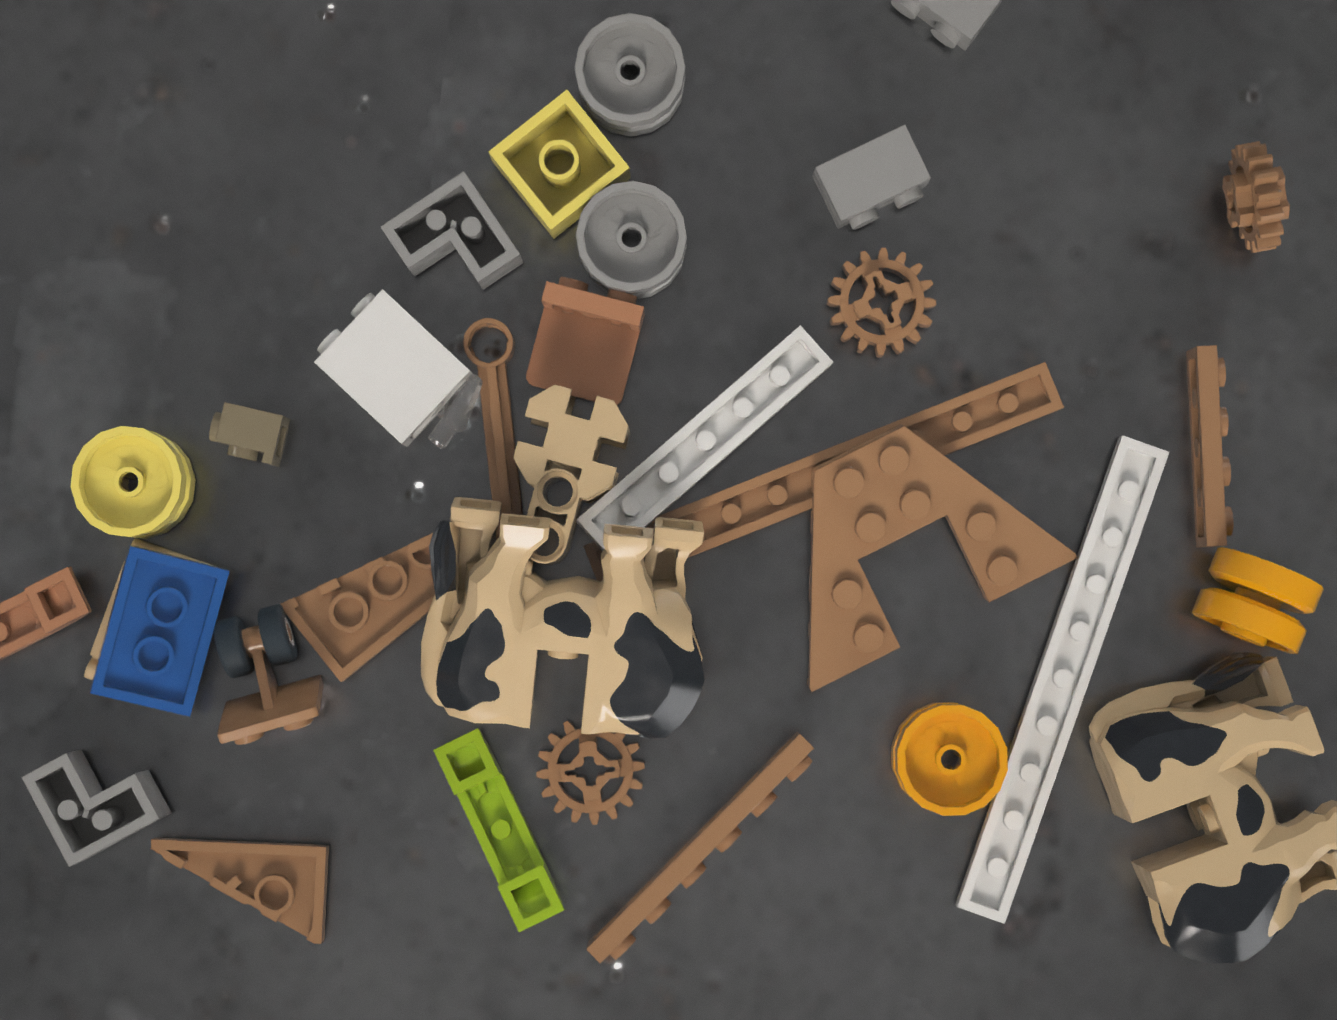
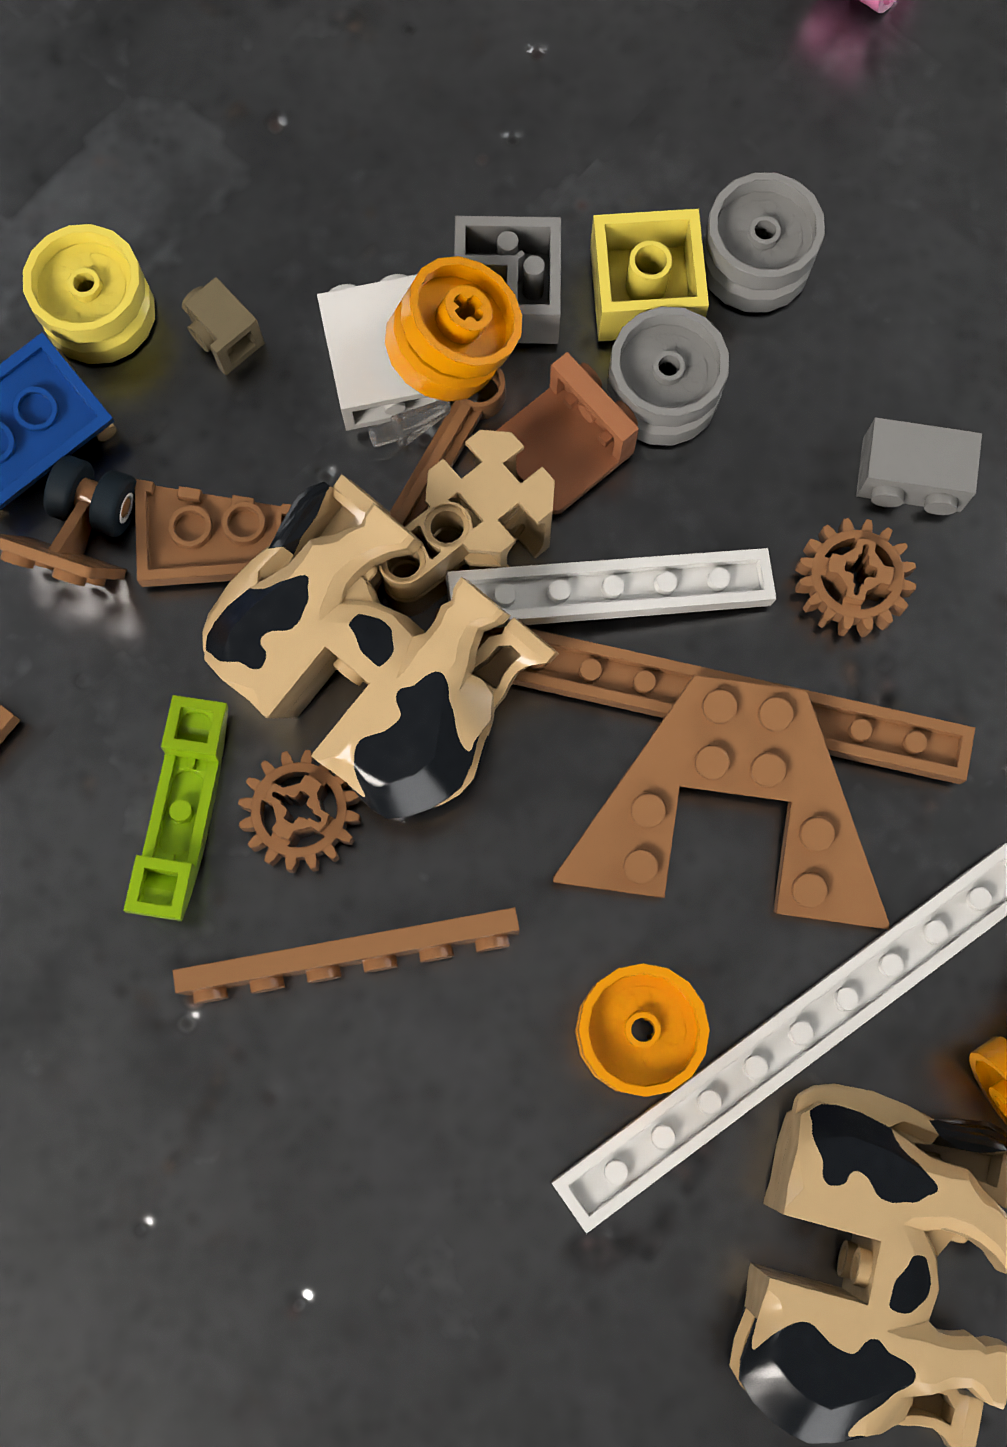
camera: 30 degrees right, 10 degrees down
(448, 326) = (453, 328): none -> light orange wheel

